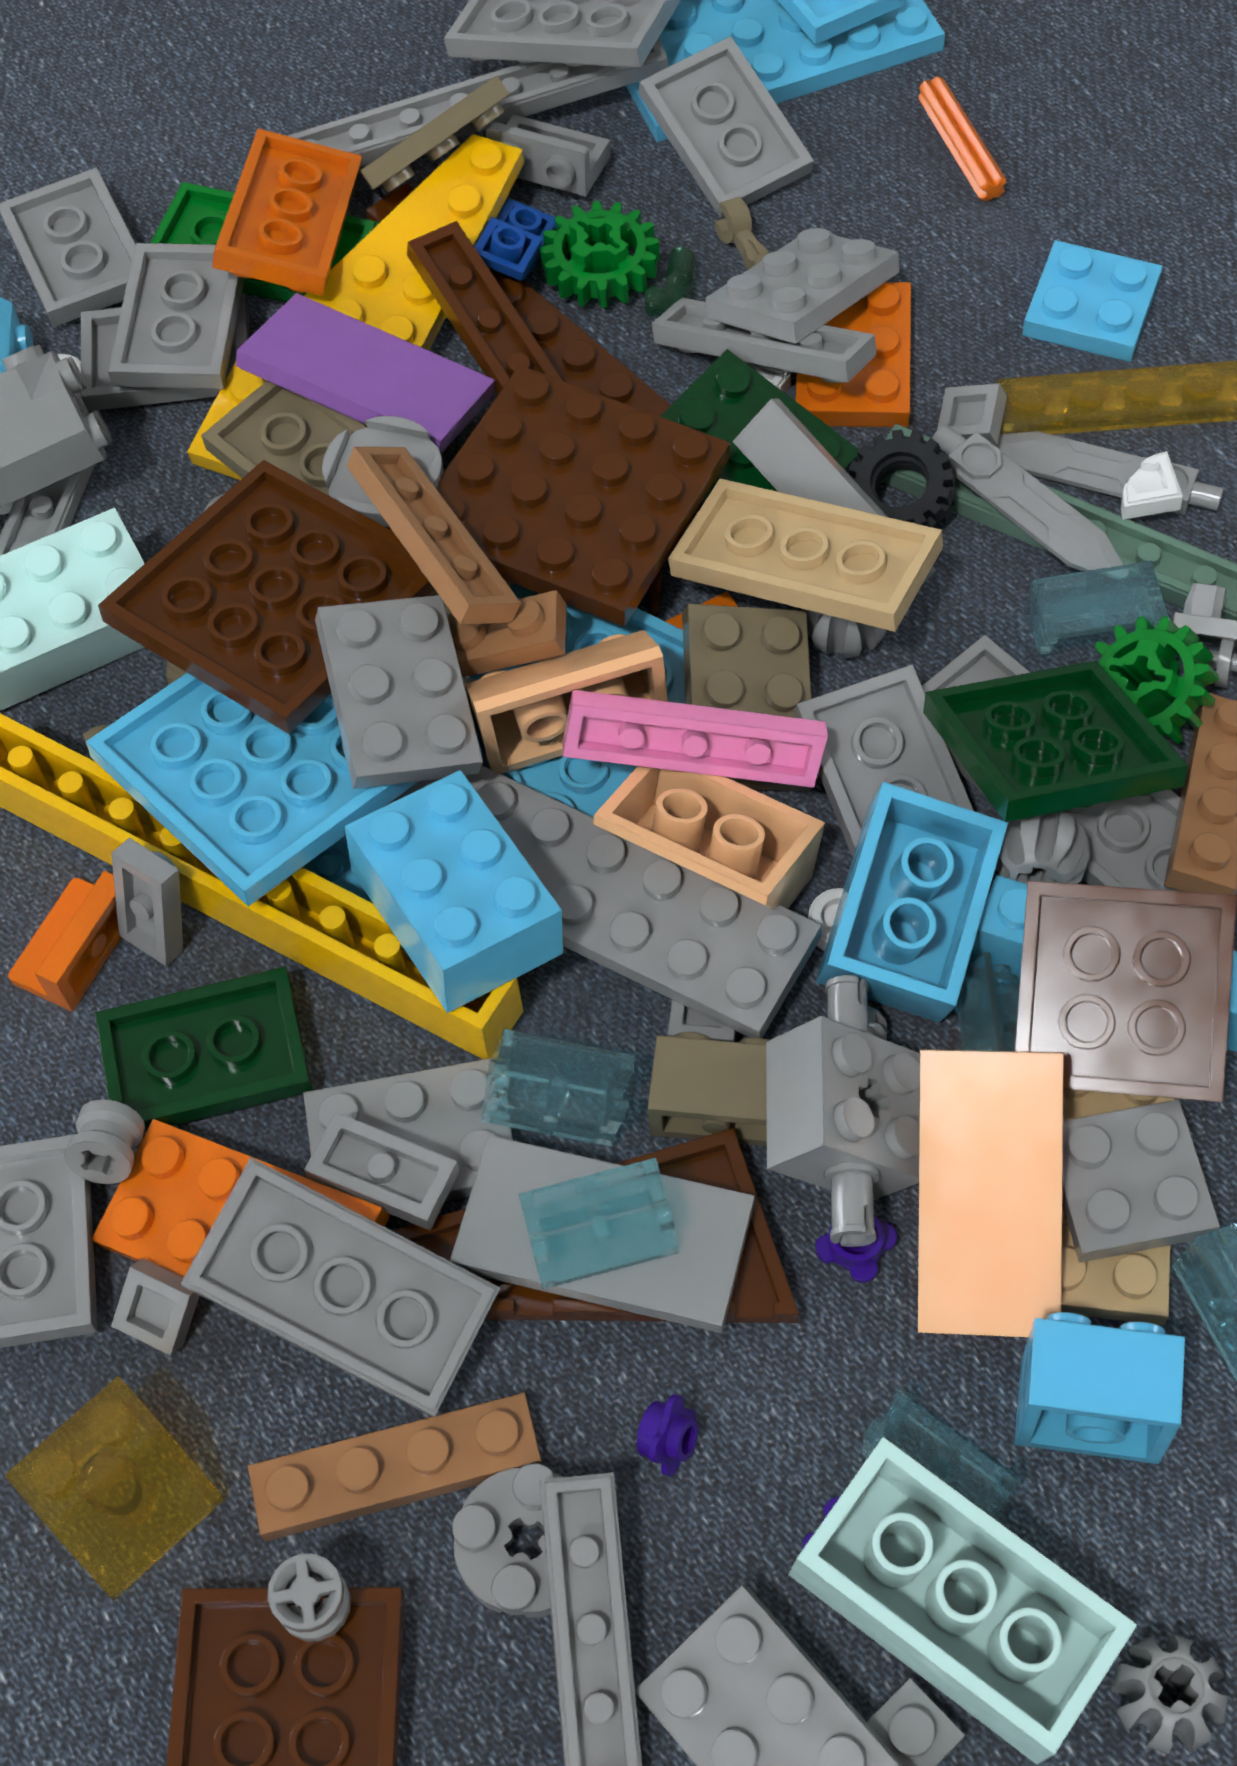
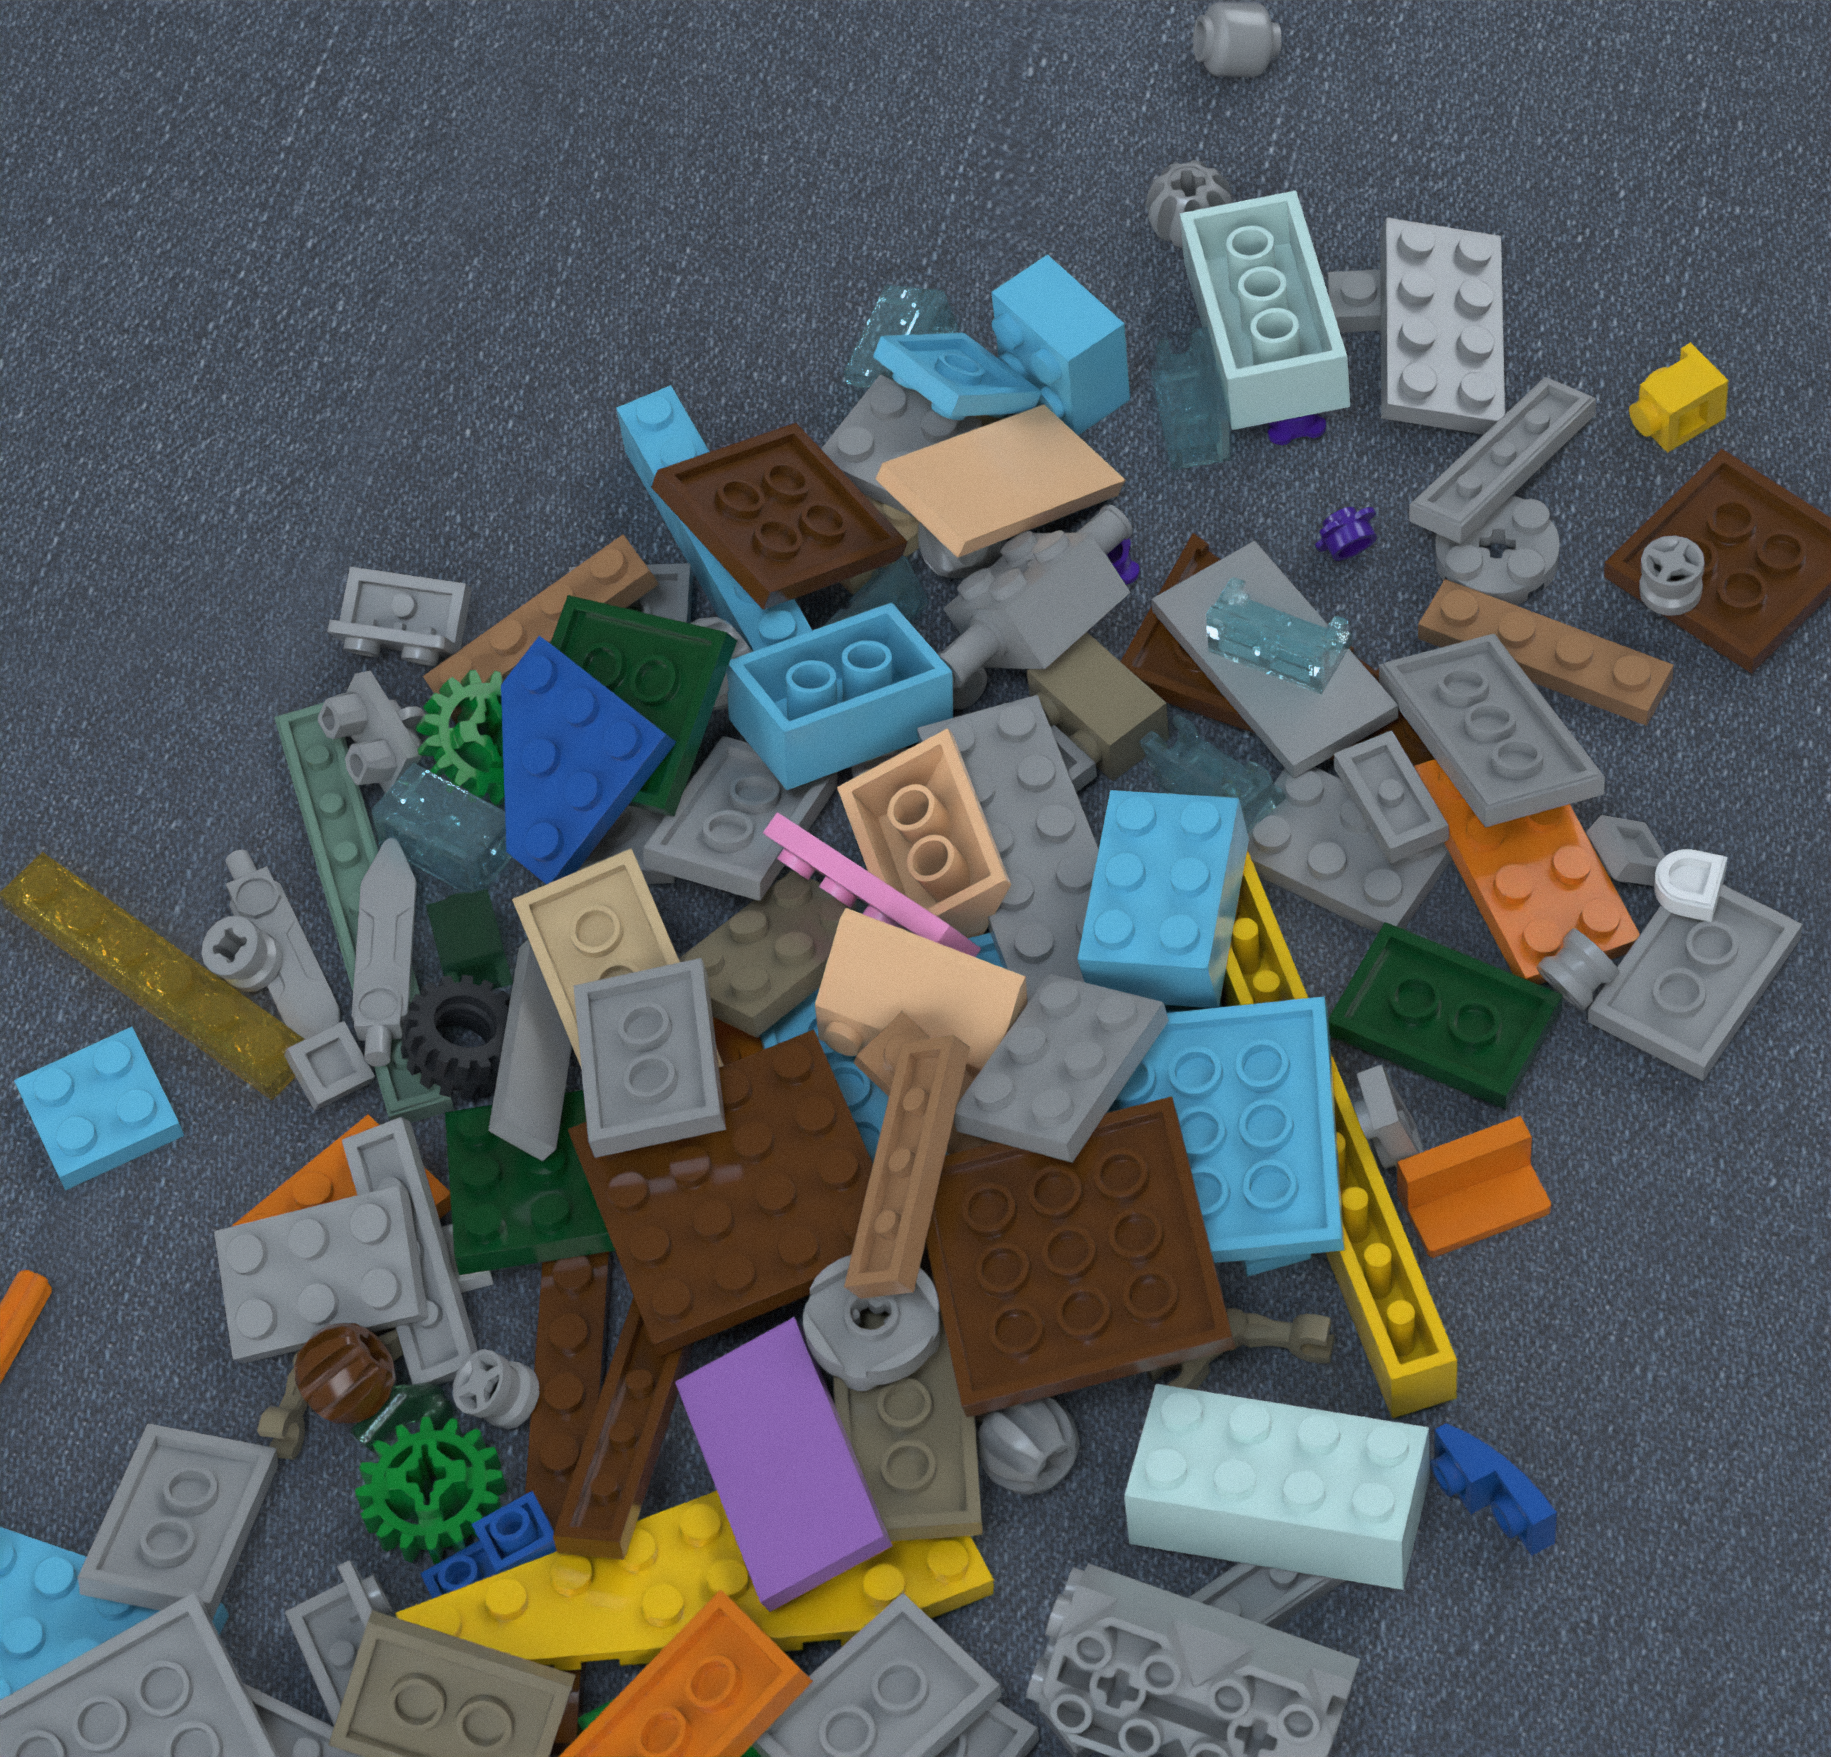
camera: 135 degrees left, 5 degrees down
(70, 1300) = (1690, 883): none -> white tile
(115, 1487) = (1753, 767): clear yellow slope -> none
(621, 322) = (495, 1389): none -> light grey wheel
(707, 490) = (648, 1058): none -> light grey plate
(728, 232) = (344, 1373): none -> reddish brown piece
(981, 555) = (469, 938): none -> clear green brick
(1043, 677) = (568, 760): none -> blue plate
(1119, 429) = (254, 963): none -> light grey wheel
(1148, 1262) = (956, 375): none -> medium azure plate
(1151, 489) = (283, 889): white tile -> none

